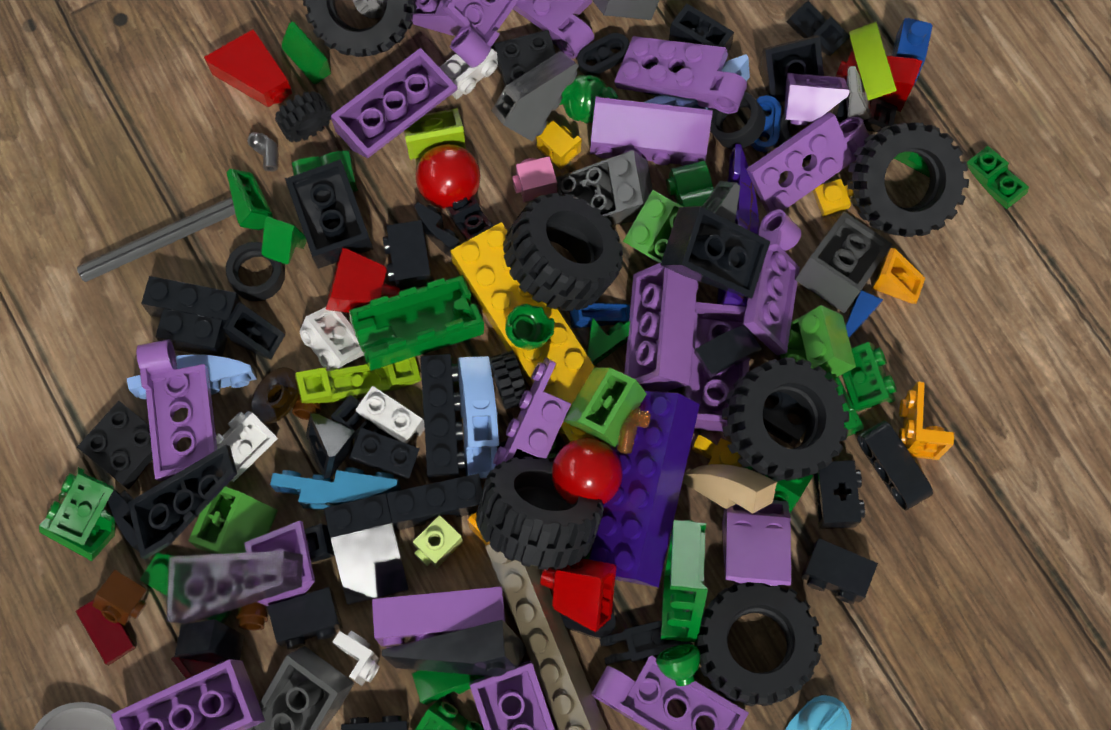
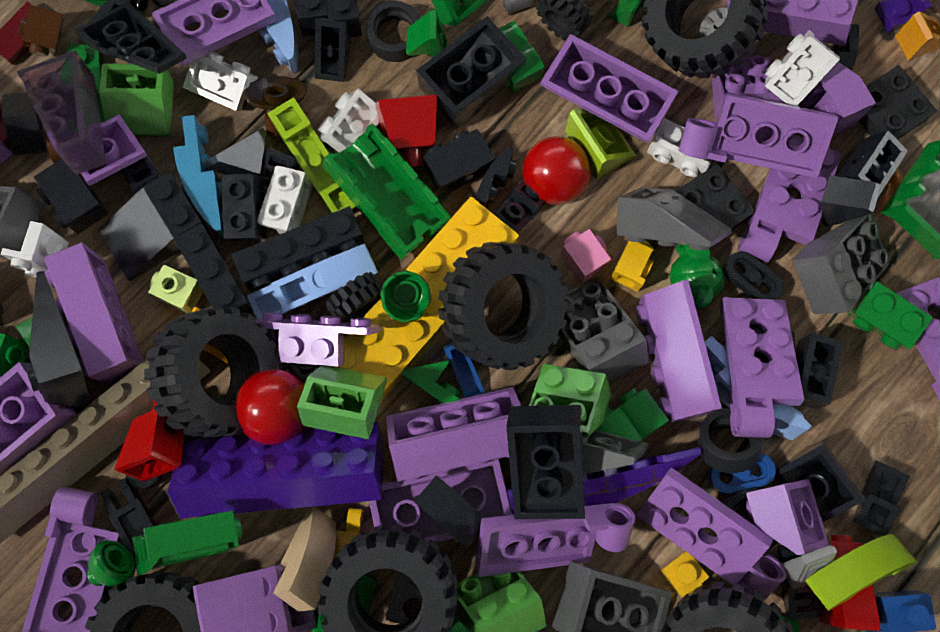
camera: 70 degrees right, 5 degrees up
(629, 428) = (321, 432): clear orange arm -> none

